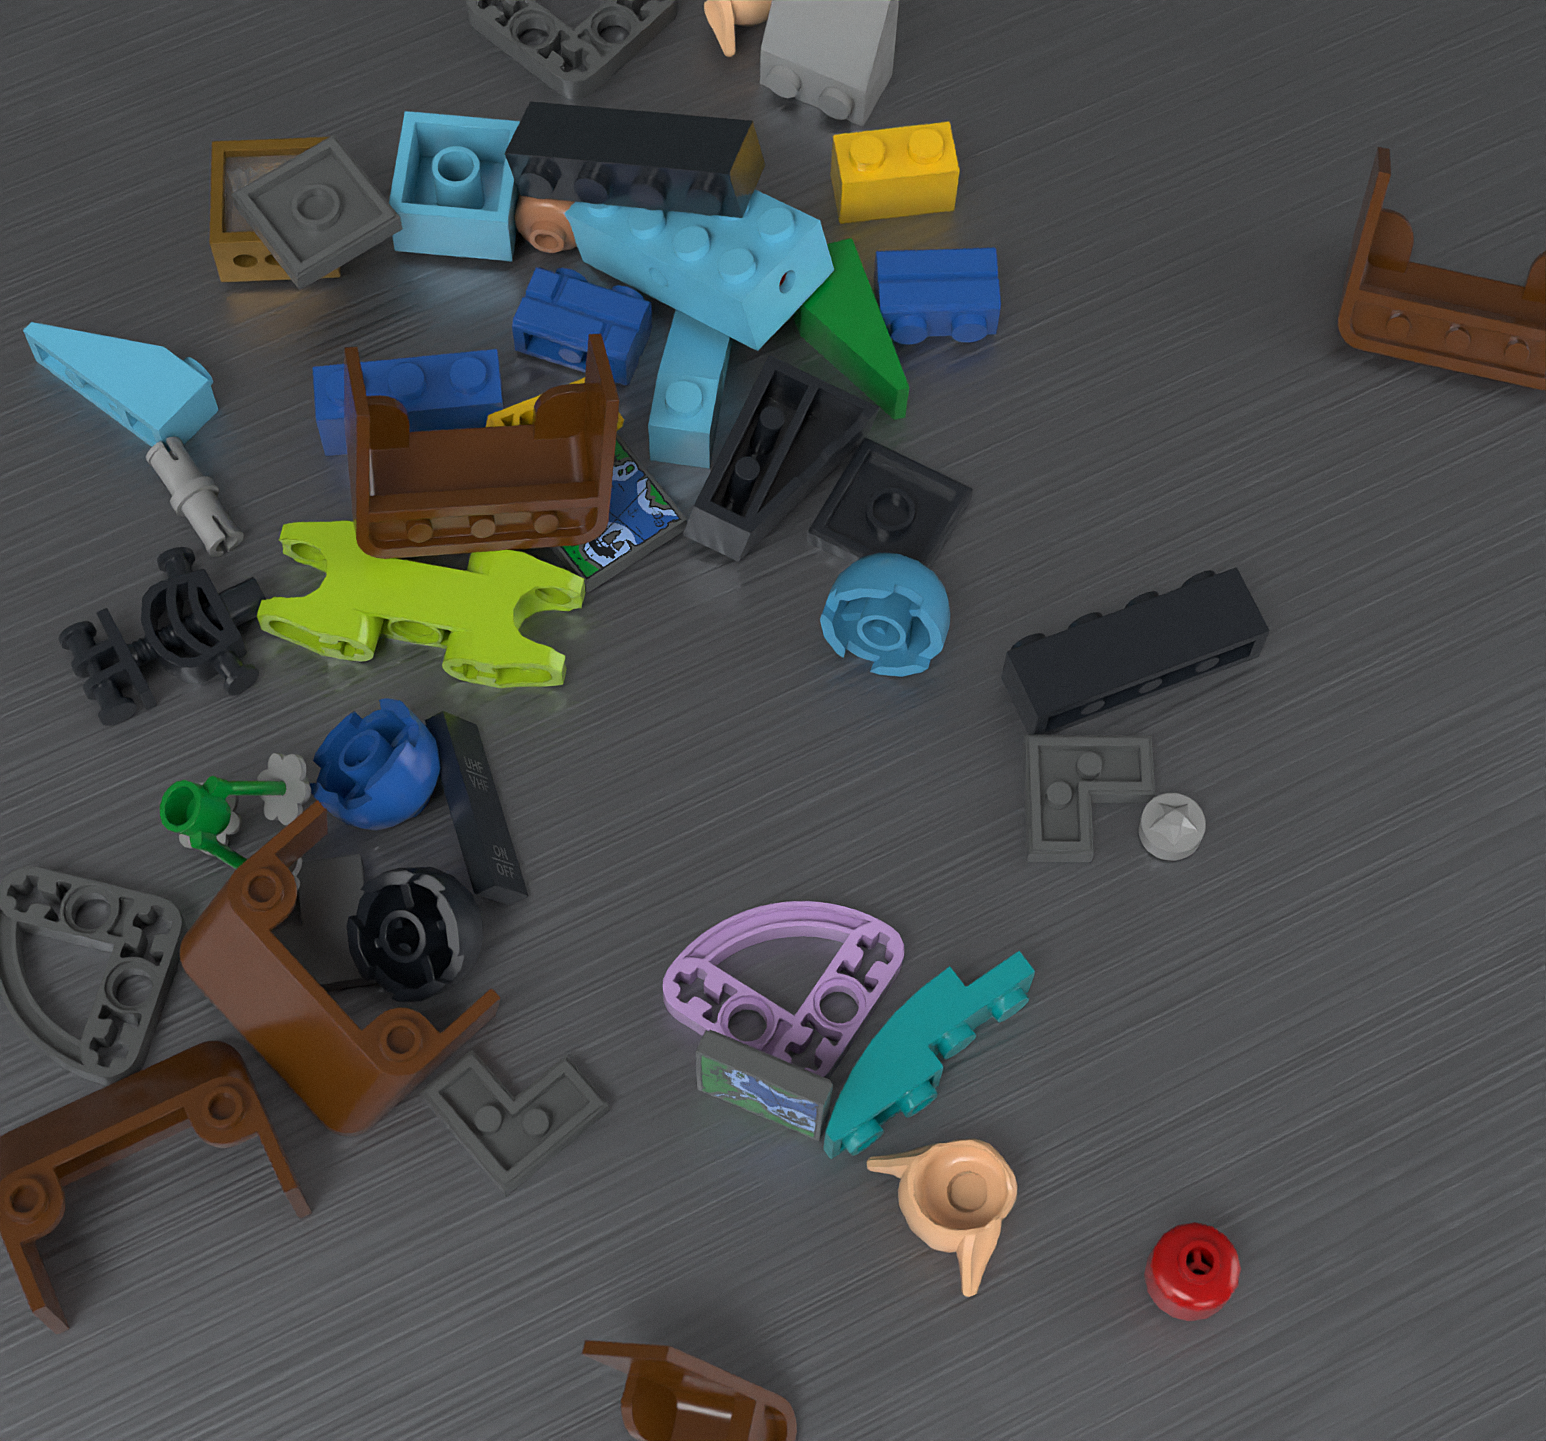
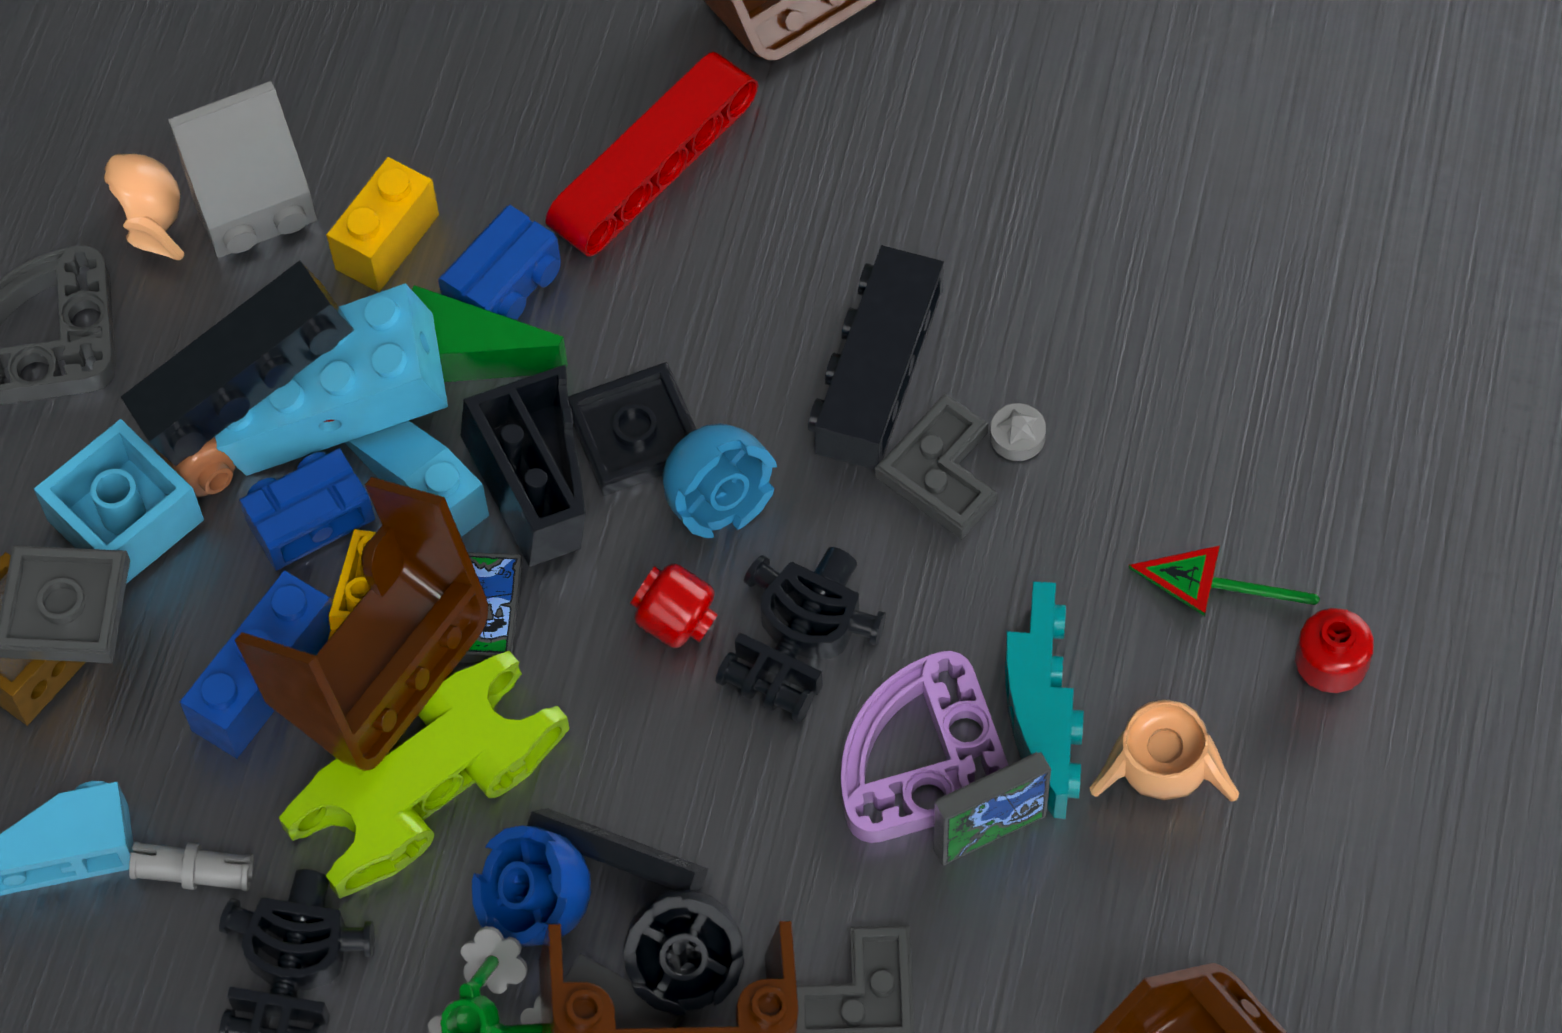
camera: 45 degrees left, 5 degrees down
(742, 675) = (674, 605): none -> red head
(873, 782) = (817, 629): none -> black piece
(1161, 320) = (651, 154): none -> red beam
(1164, 1086) = (1191, 577): none -> piece

